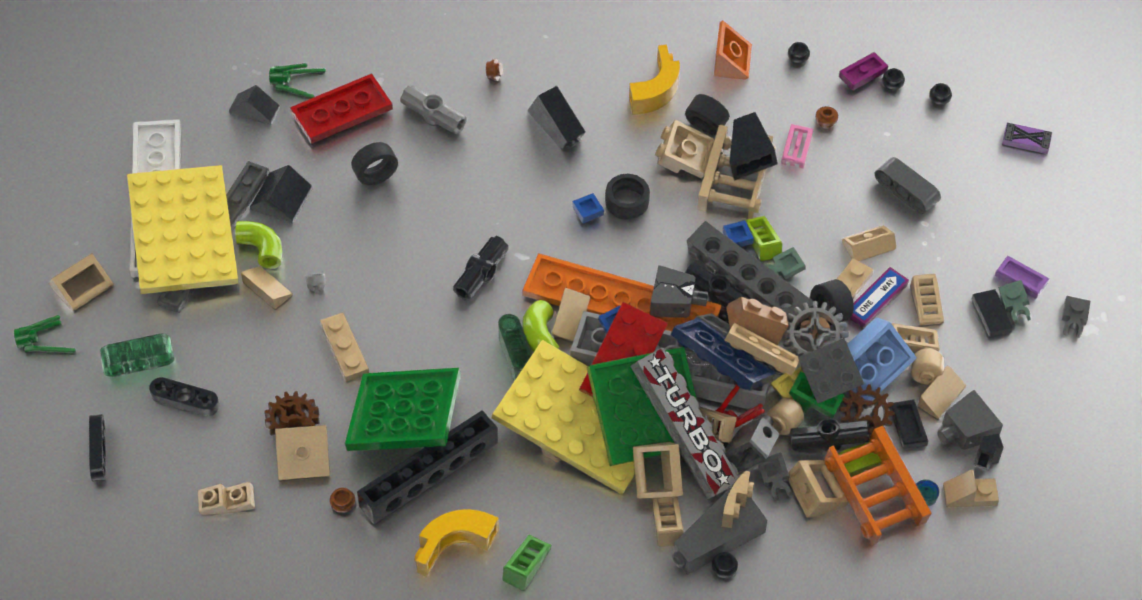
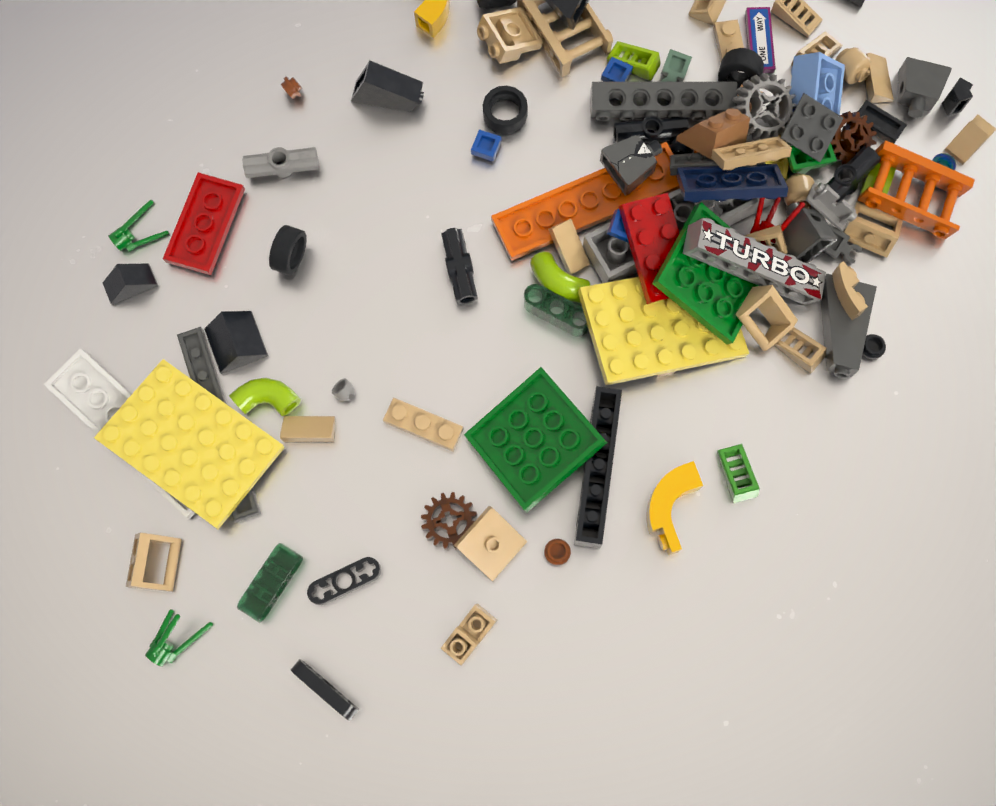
camera: 40 degrees left, 20 degrees up
(789, 436) = (824, 201): none -> light grey hinge

